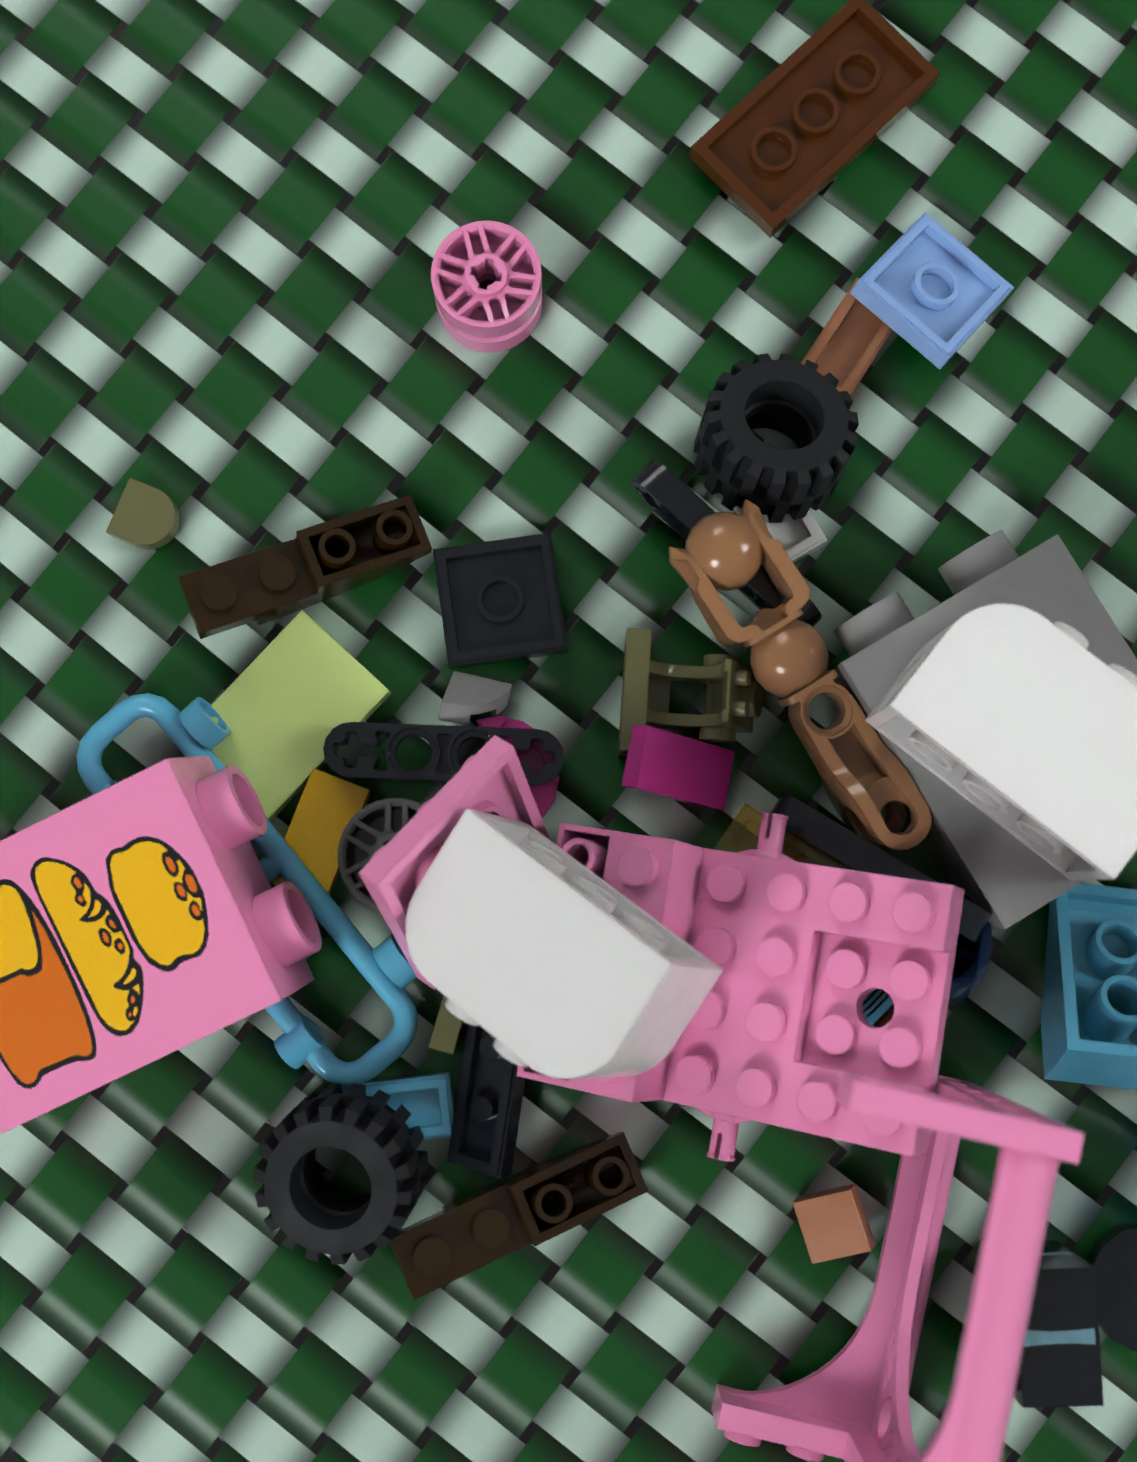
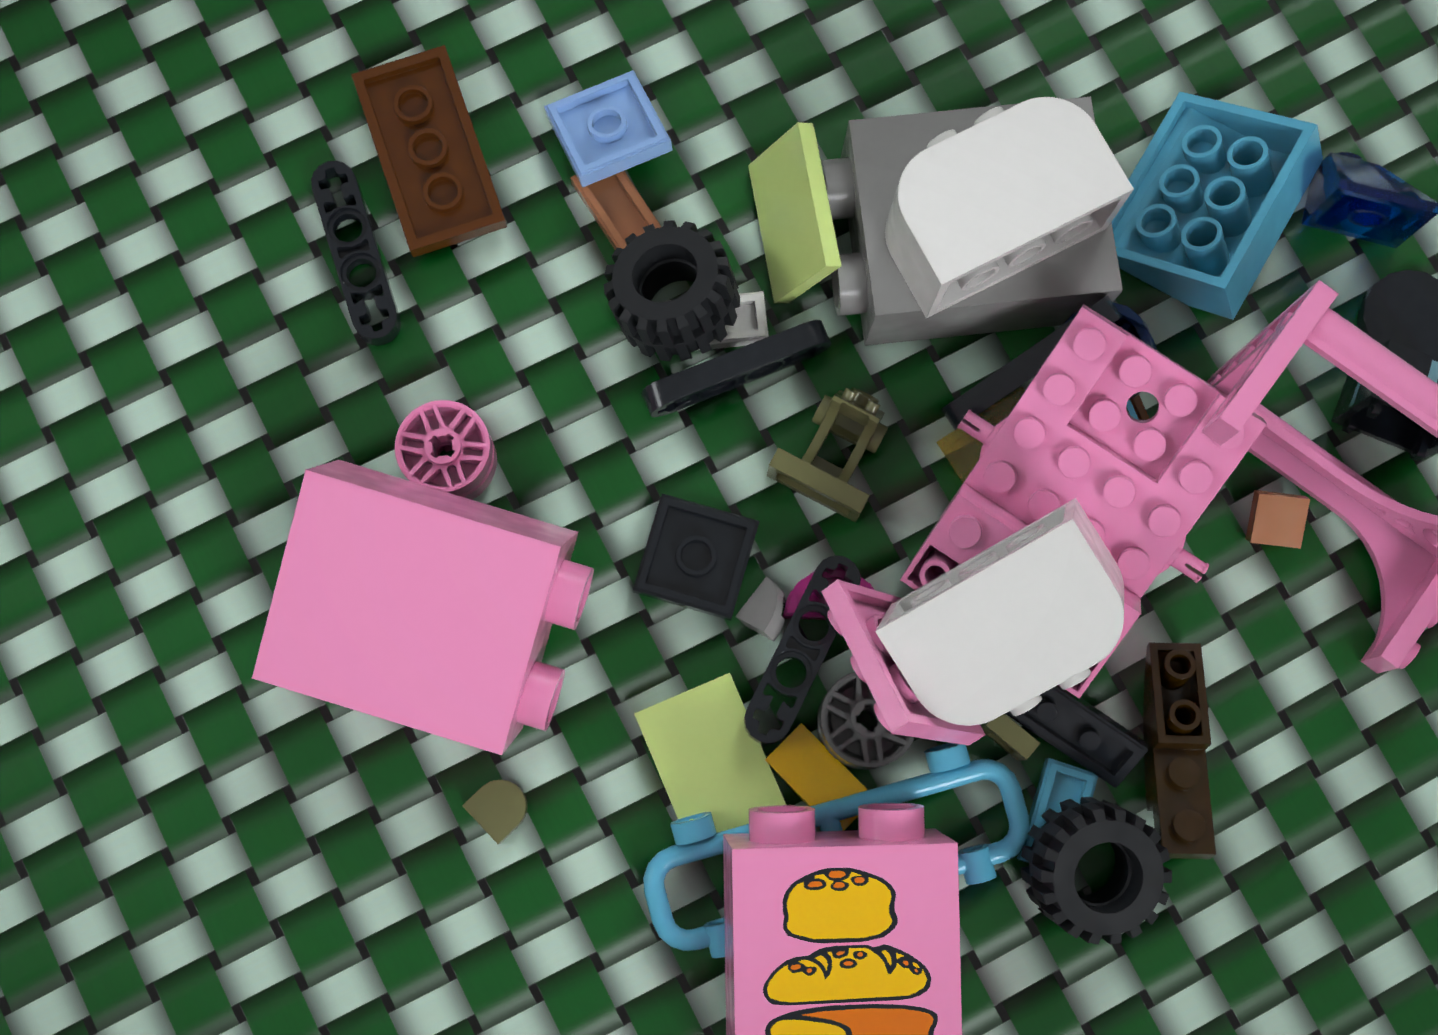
camera: 70 degrees left, 5 degrees down
(301, 327) = (421, 606): none -> bright pink brick
(306, 570) = (603, 695): dark brown slope -> none
(660, 91) = (359, 251): none -> black beam
(678, 767) = (891, 477): dark pink tile -> none
(793, 664) = (852, 354): medium nougat piece -> none
(928, 530) = (794, 213): none -> yellowish green tile

